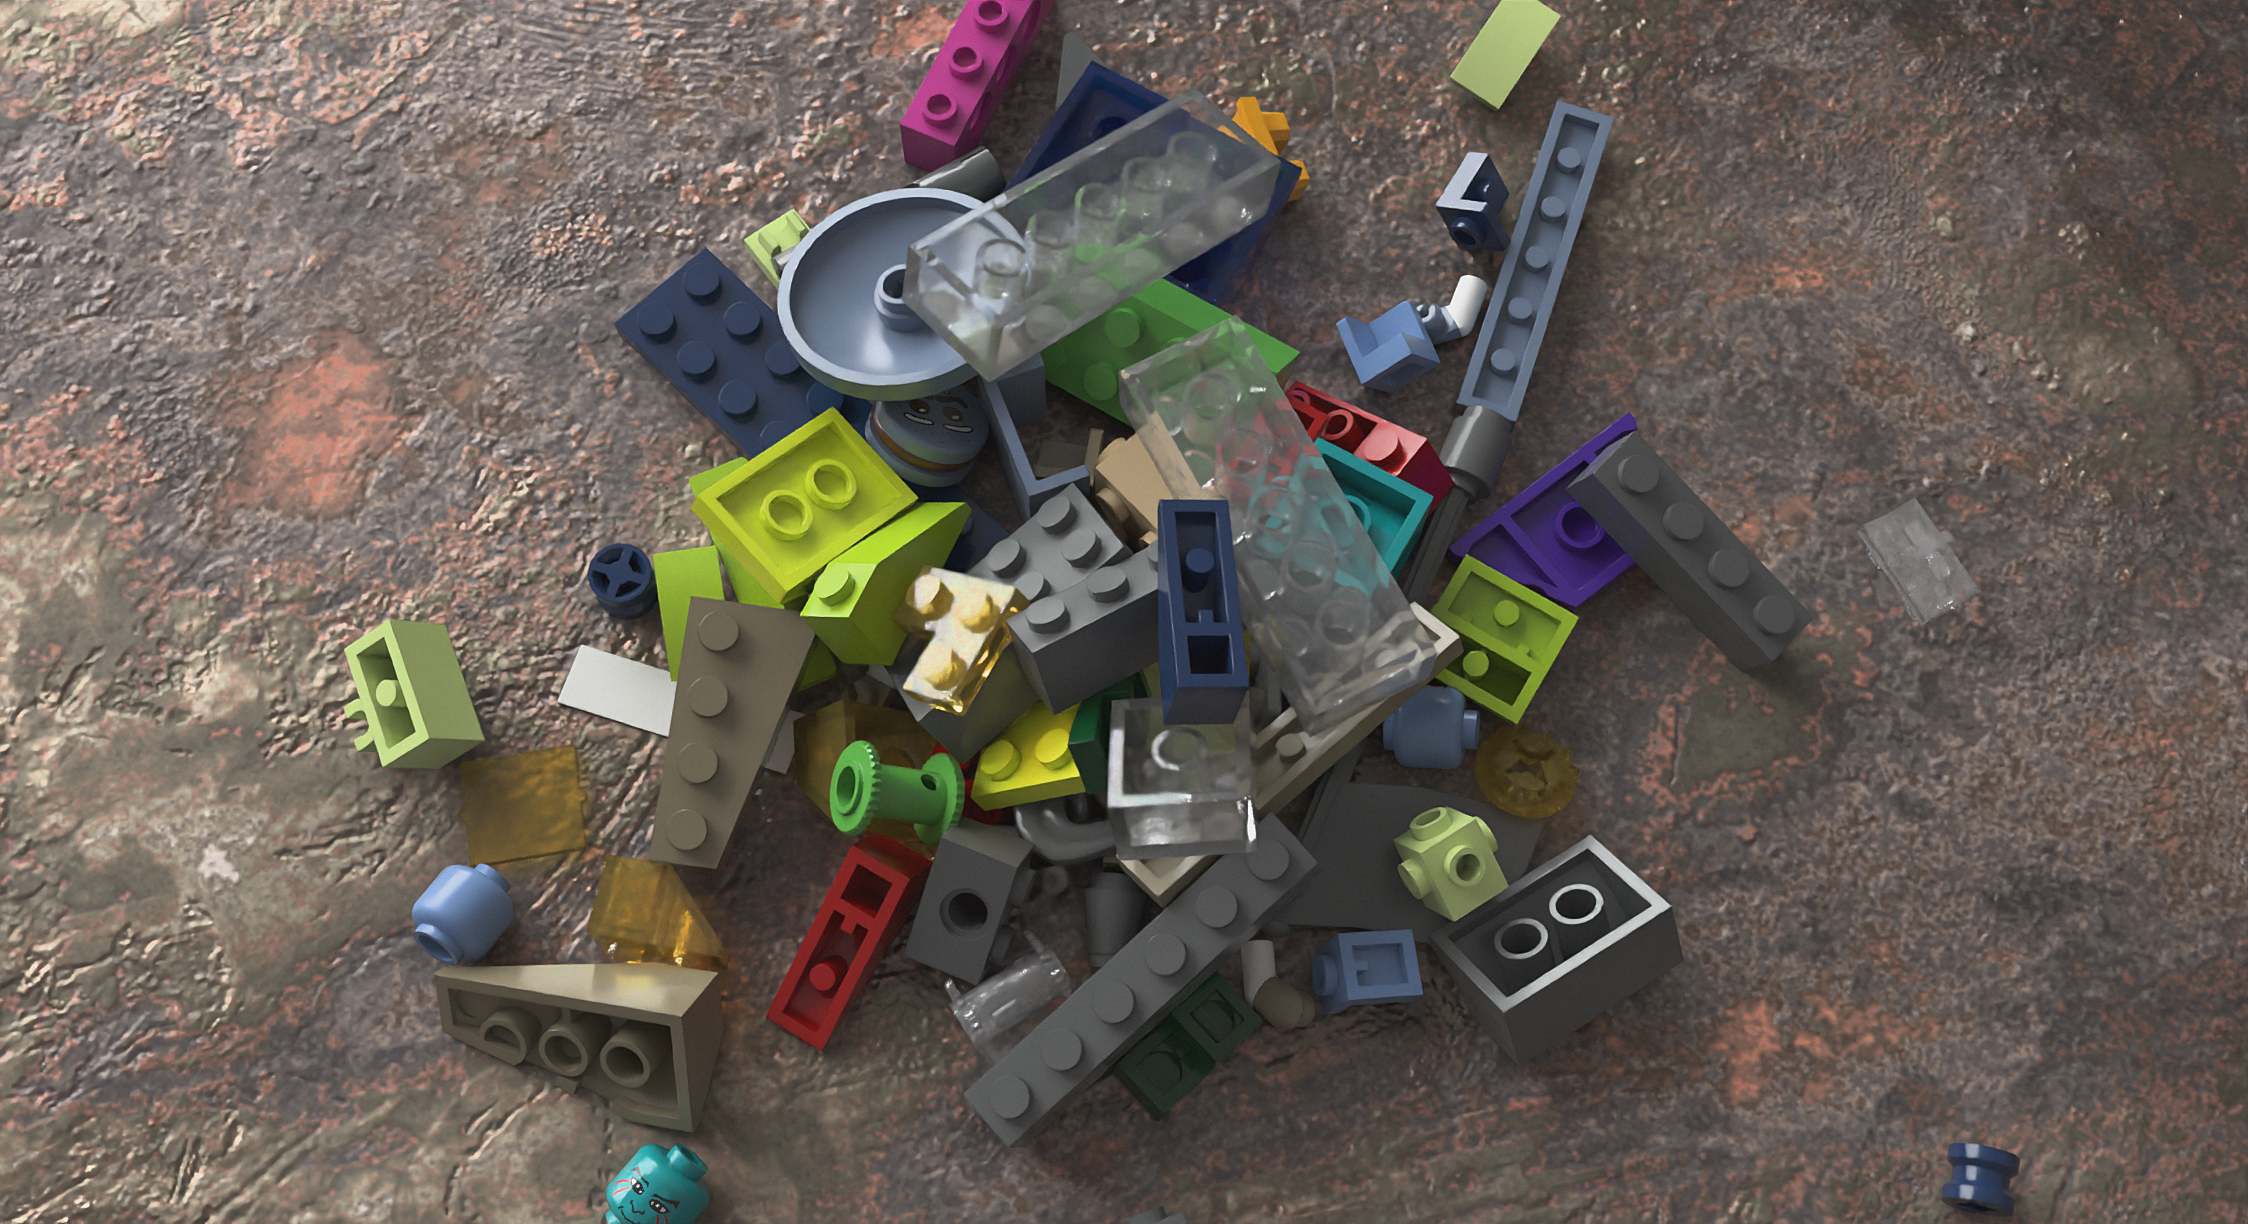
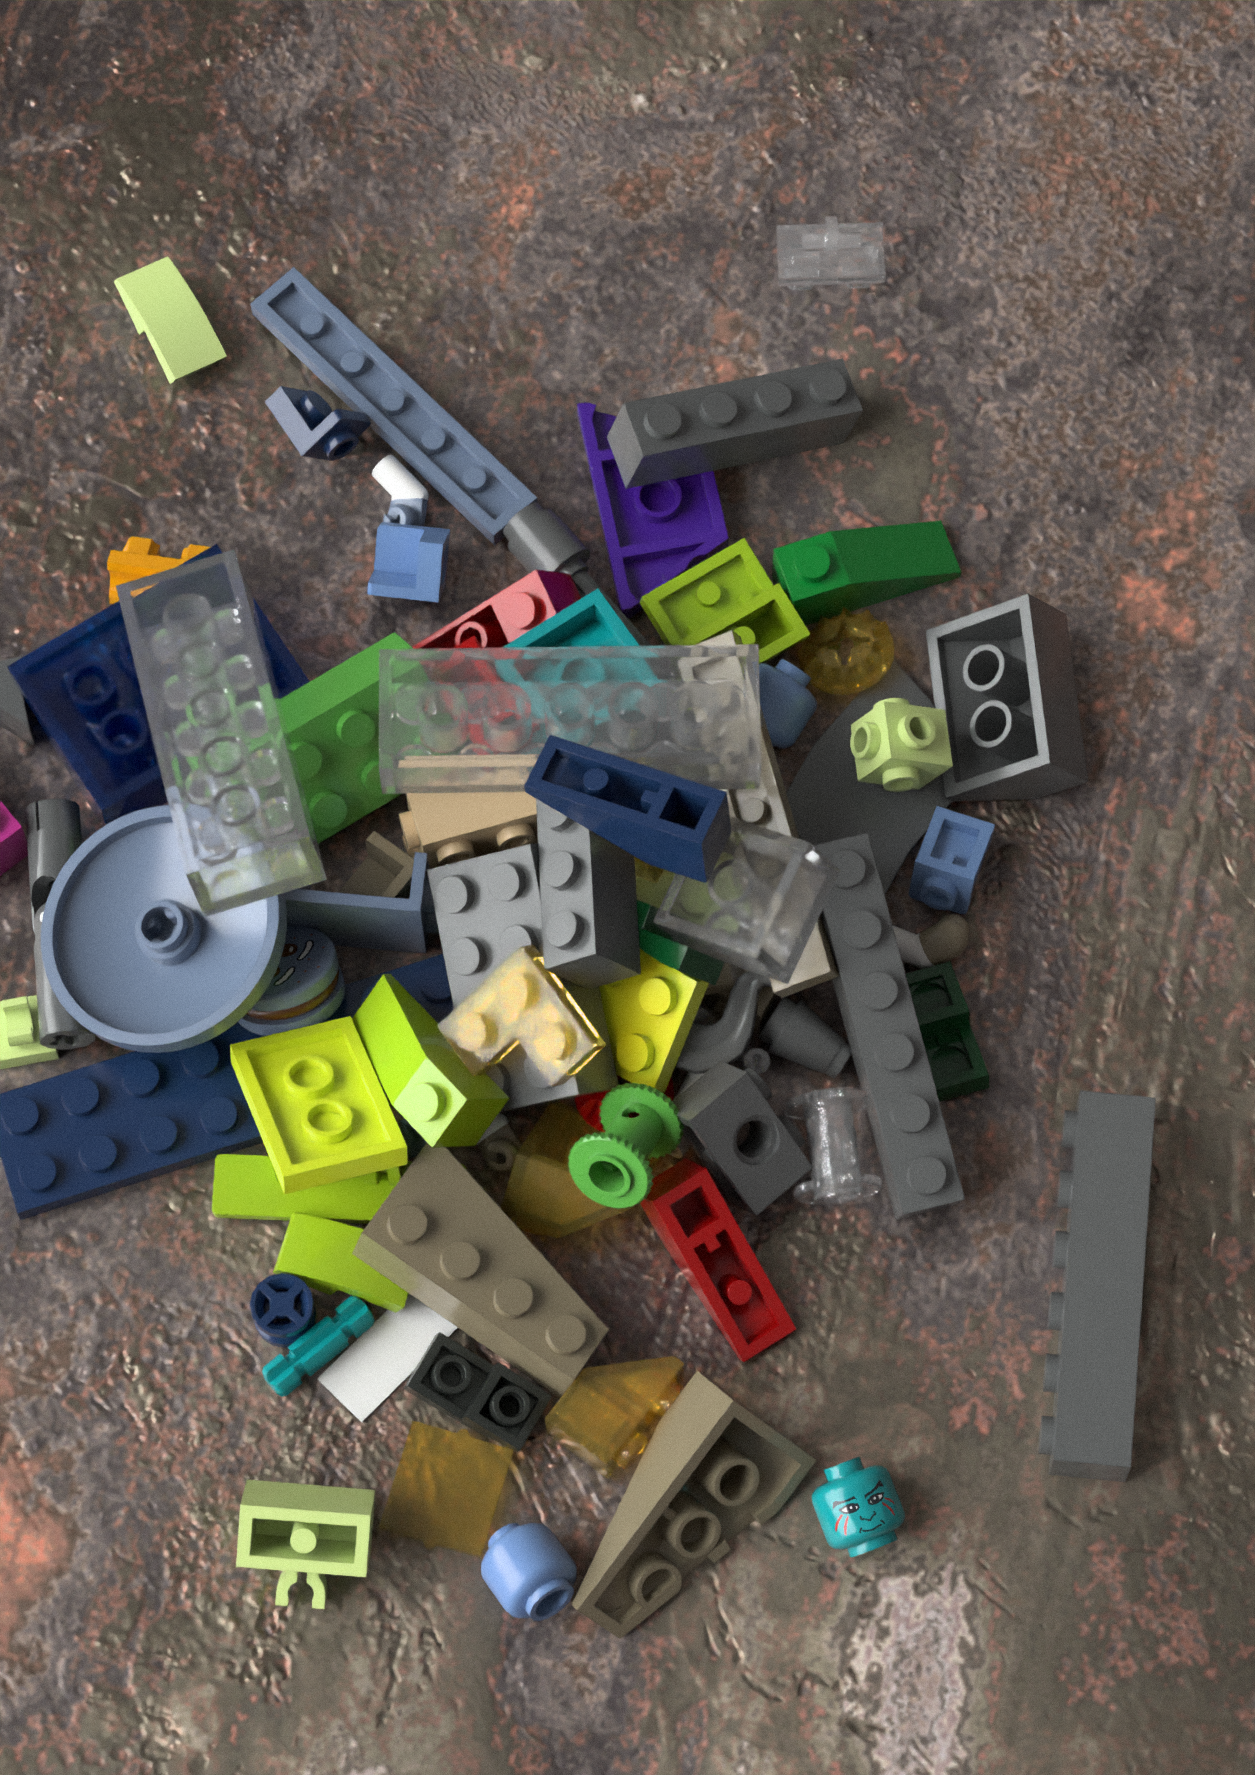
camera: 60 degrees left, 0 degrees up
(606, 628) = (318, 1346): none -> teal axle
(624, 787) = (477, 1393): none -> pearl dark grey slope
(1619, 744) = (862, 567): none -> green slope

